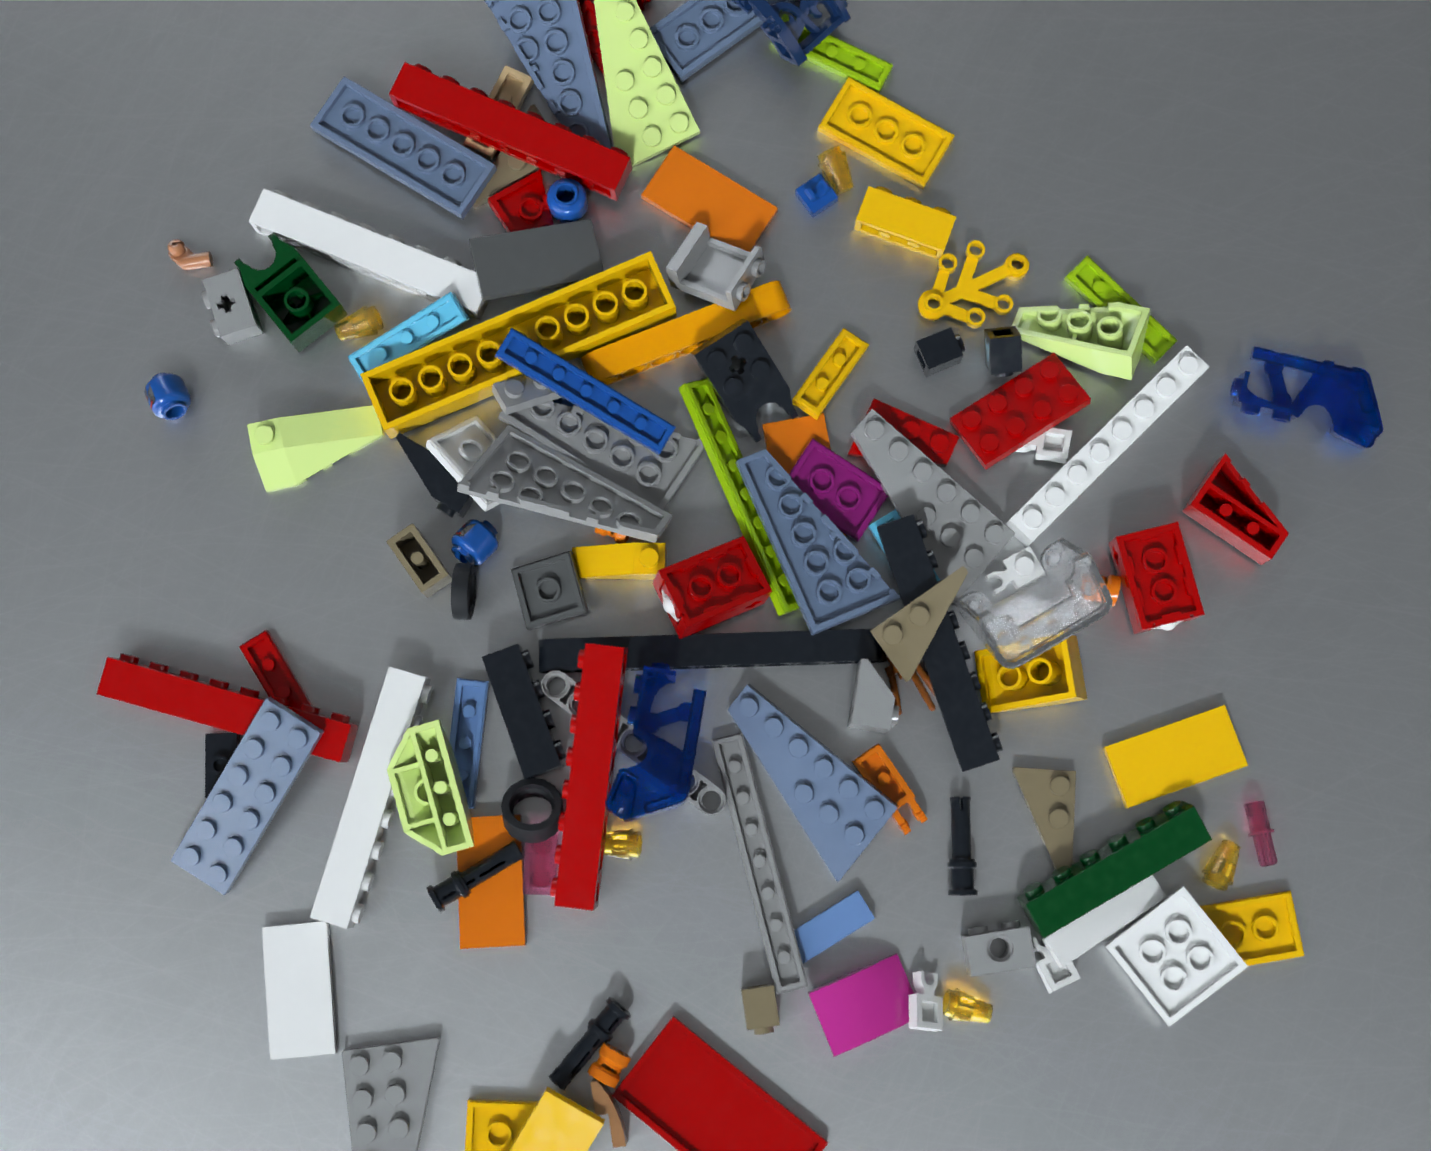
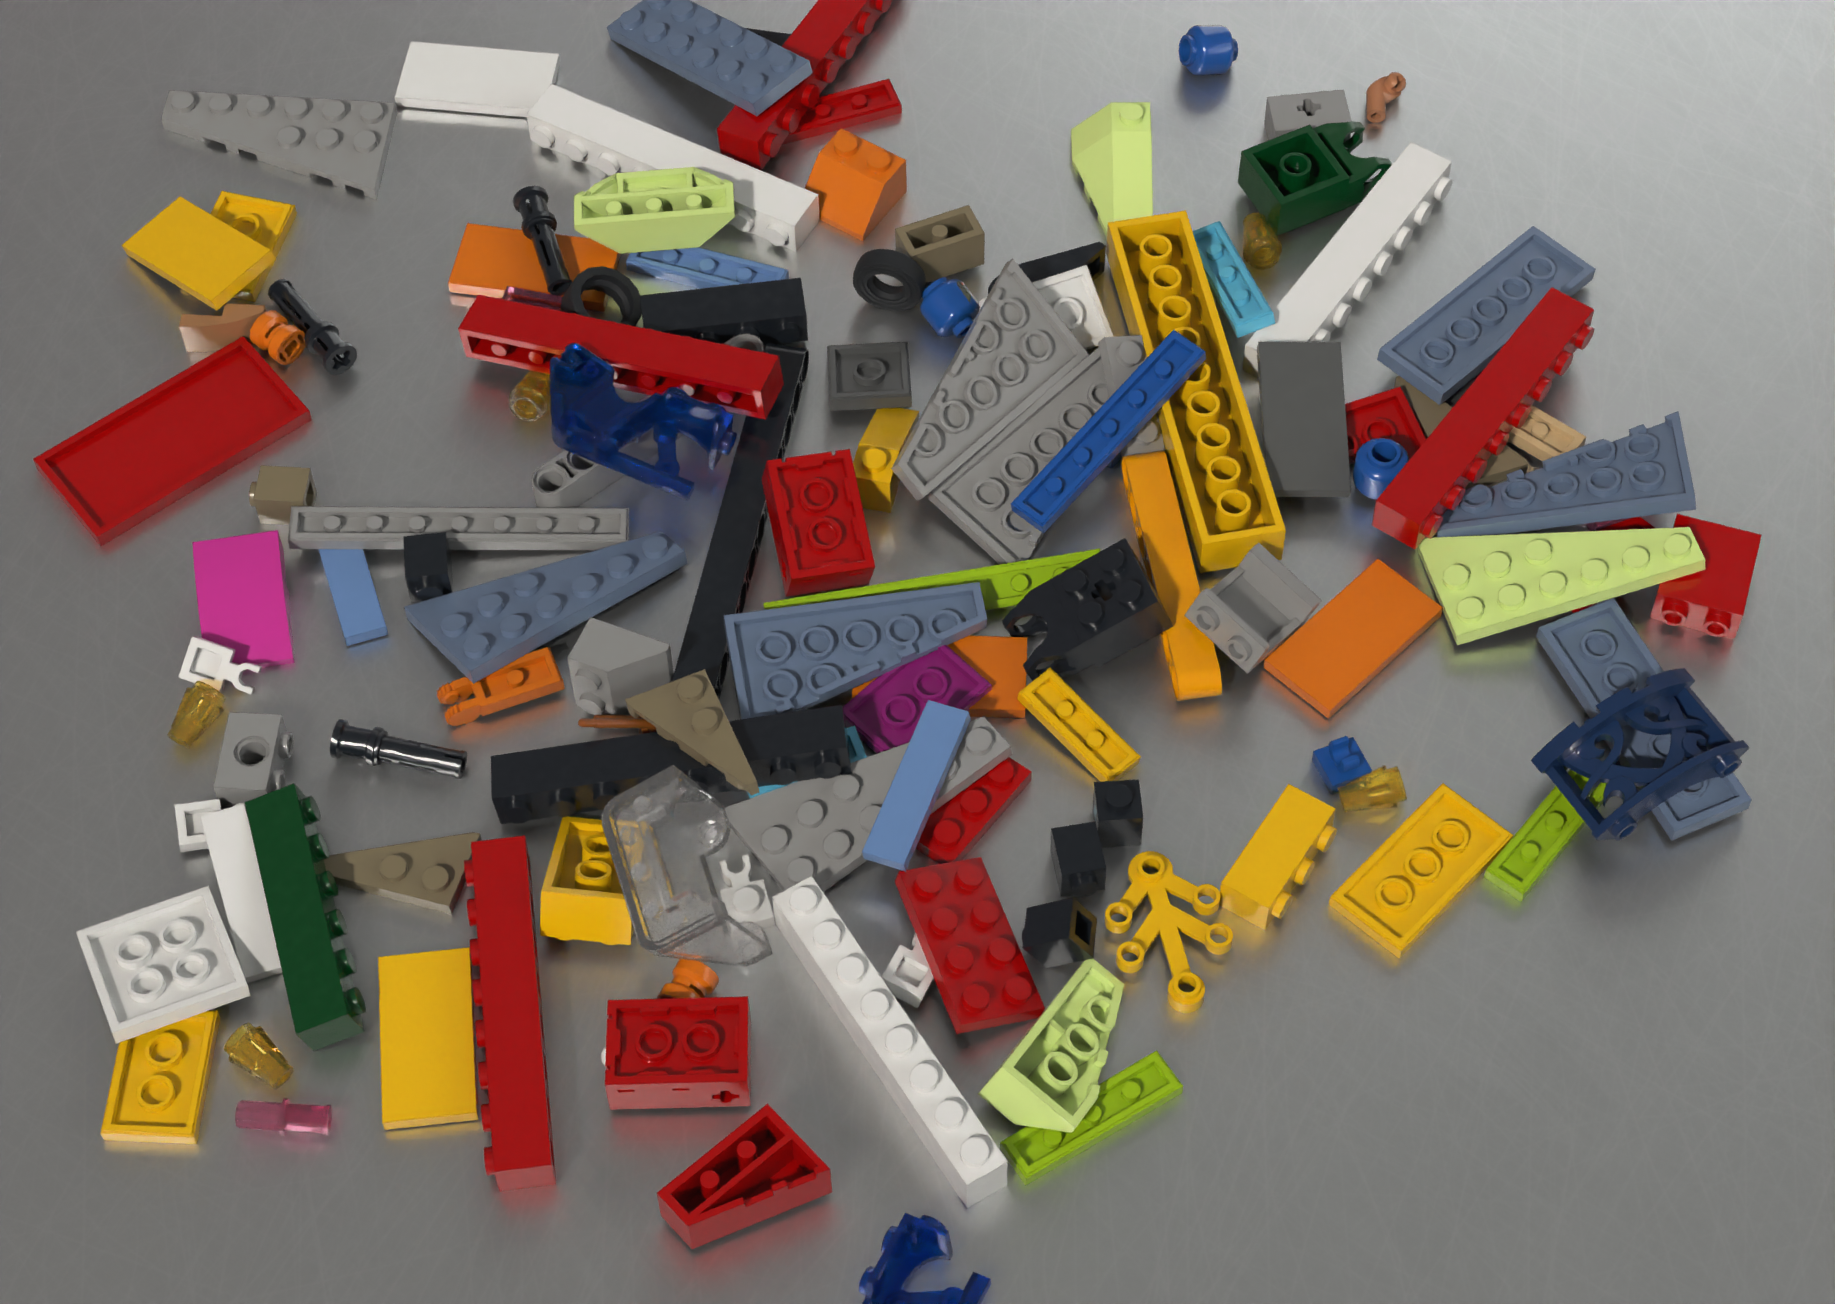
camera: 100 degrees right, 25 degrees down
(364, 645) = (856, 183): none -> orange slope
(802, 873) = (427, 566): none -> black brick
(898, 331) = (1118, 812): none -> black brick
(921, 463) = (916, 785): none -> medium blue tile
(1146, 702) = (512, 1015): none -> red brick

